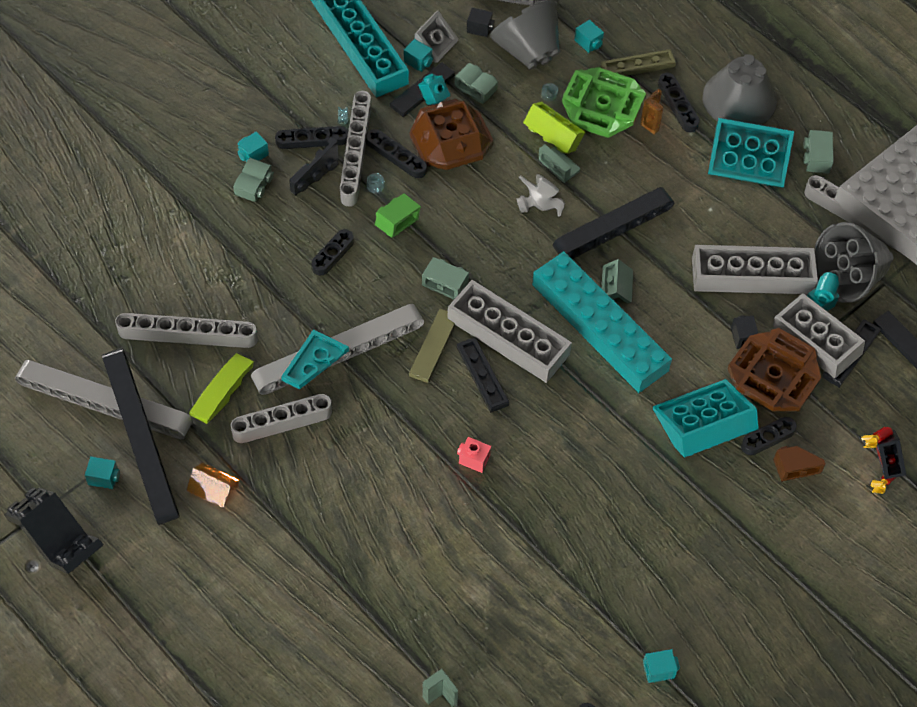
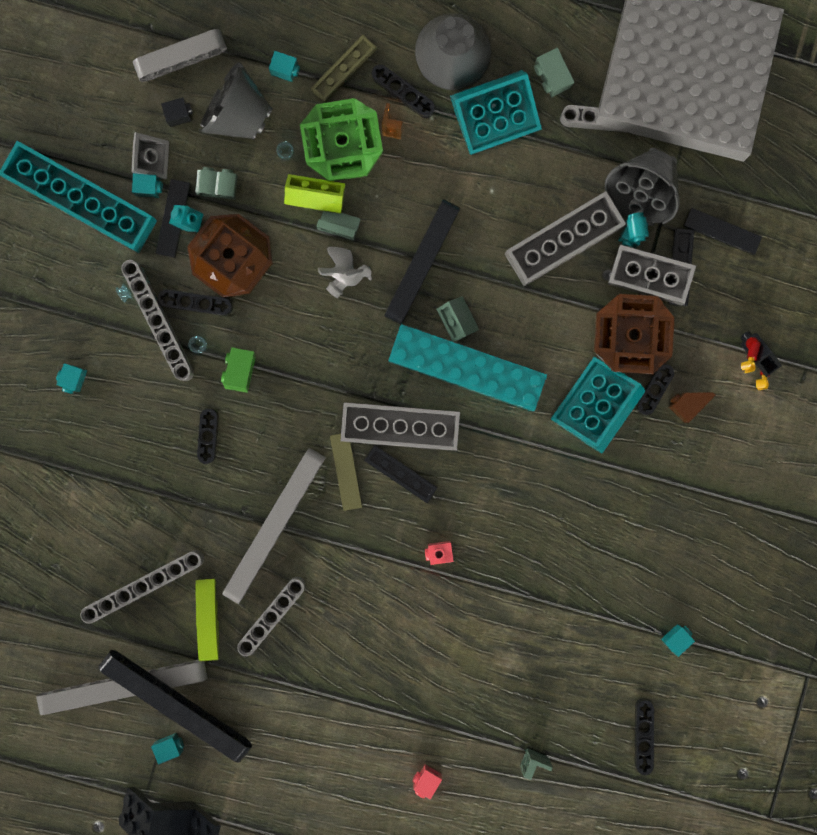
camera: 30 degrees left, 30 degrees up
(211, 484) = (256, 701): clear orange panel -> none
(253, 180) = (94, 409): sand green brick -> none
(309, 173) = (141, 369): black wing -> none
(312, 140) = (113, 332): black beam -> none
(313, 358) = (264, 555): teal wing -> none
(320, 649) = (426, 782): none -> coral brick
(445, 278) = (317, 405): sand green brick -> none
(743, 328) = (587, 303): black brick -> none

